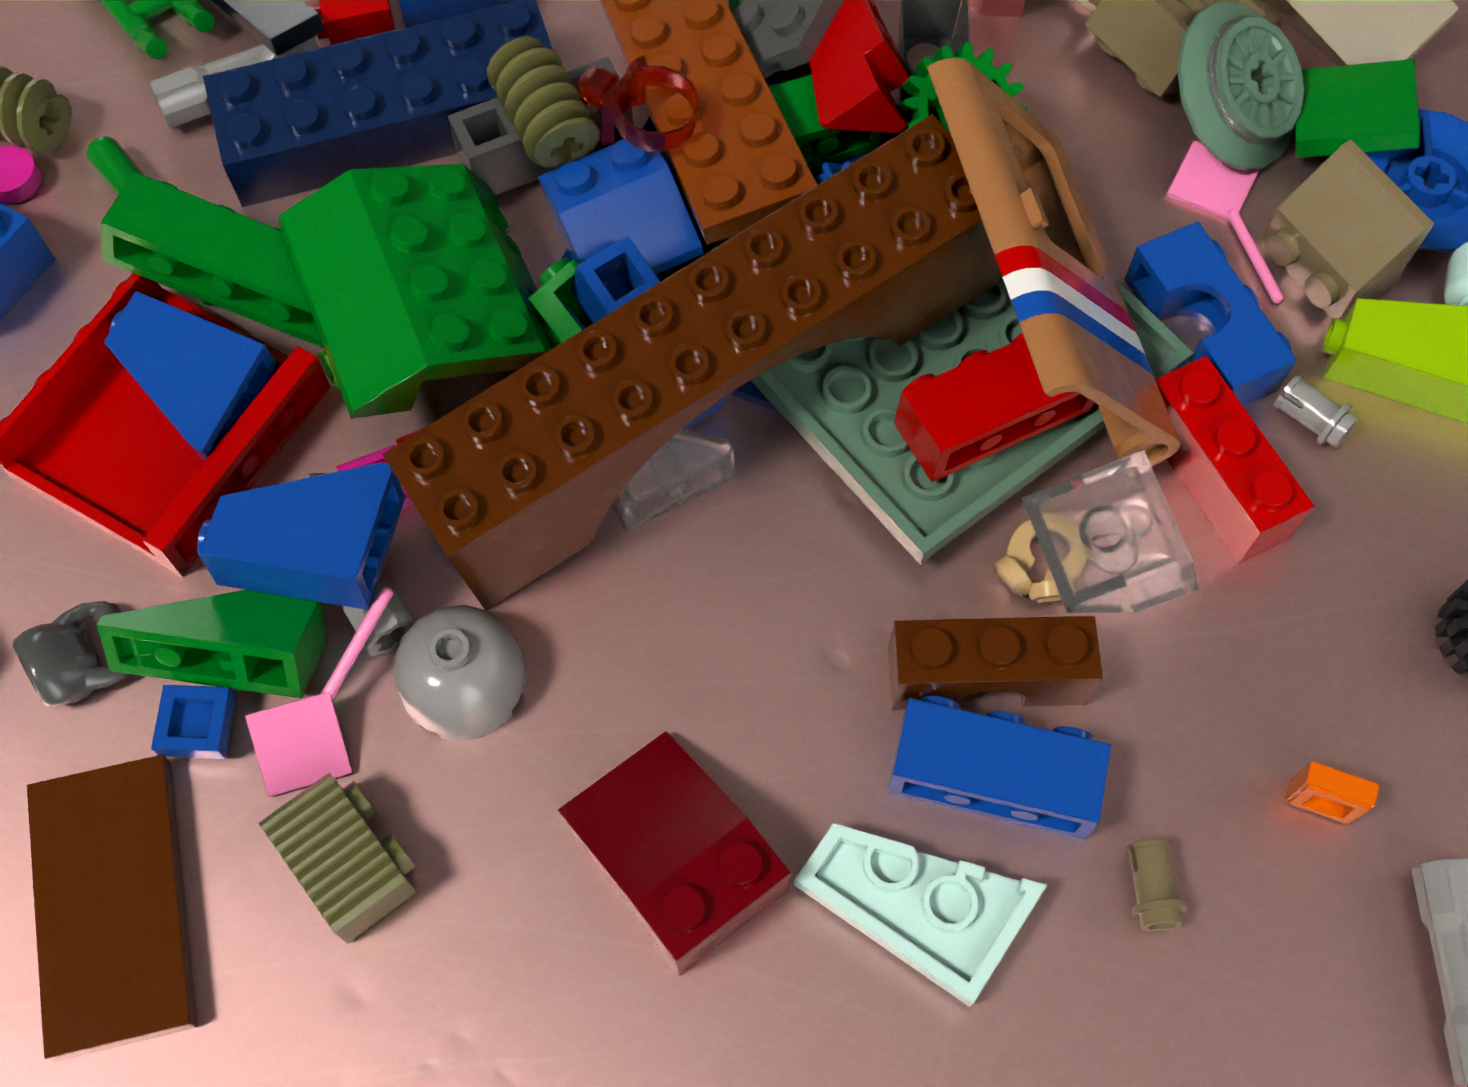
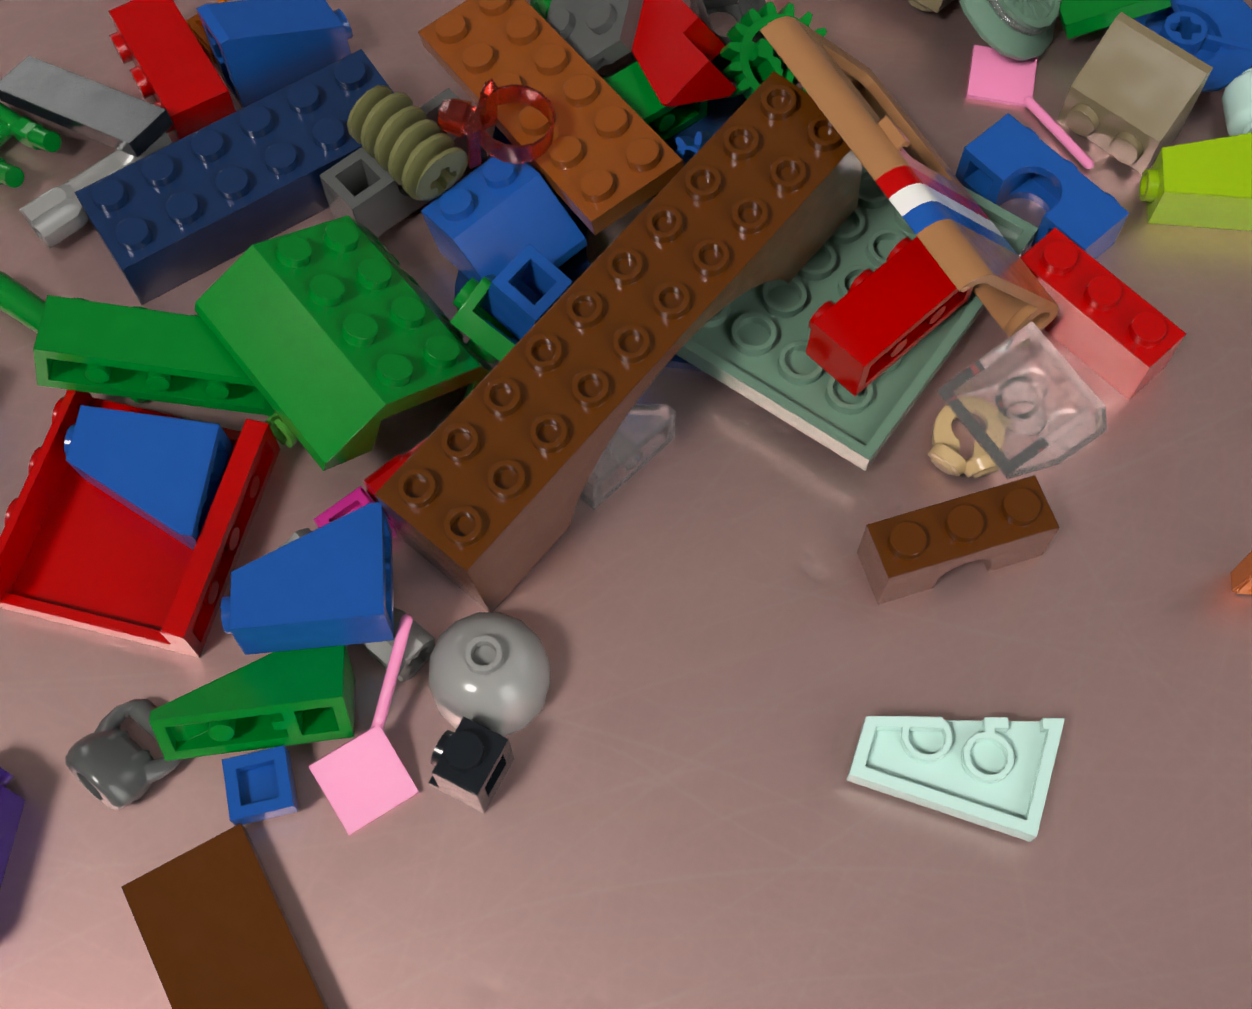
camera: 15 degrees left, 0 degrees up
(339, 856) = (437, 867): olive brick -> none
(401, 753) = (471, 763): none -> black brick
(676, 851) = (734, 777): dark red slope -> none
(1000, 767) = (991, 628): blue brick -> none
(1155, 886) = (1152, 693): dark tan pin -> none
(1317, 412) = (1157, 255): light grey pin -> none

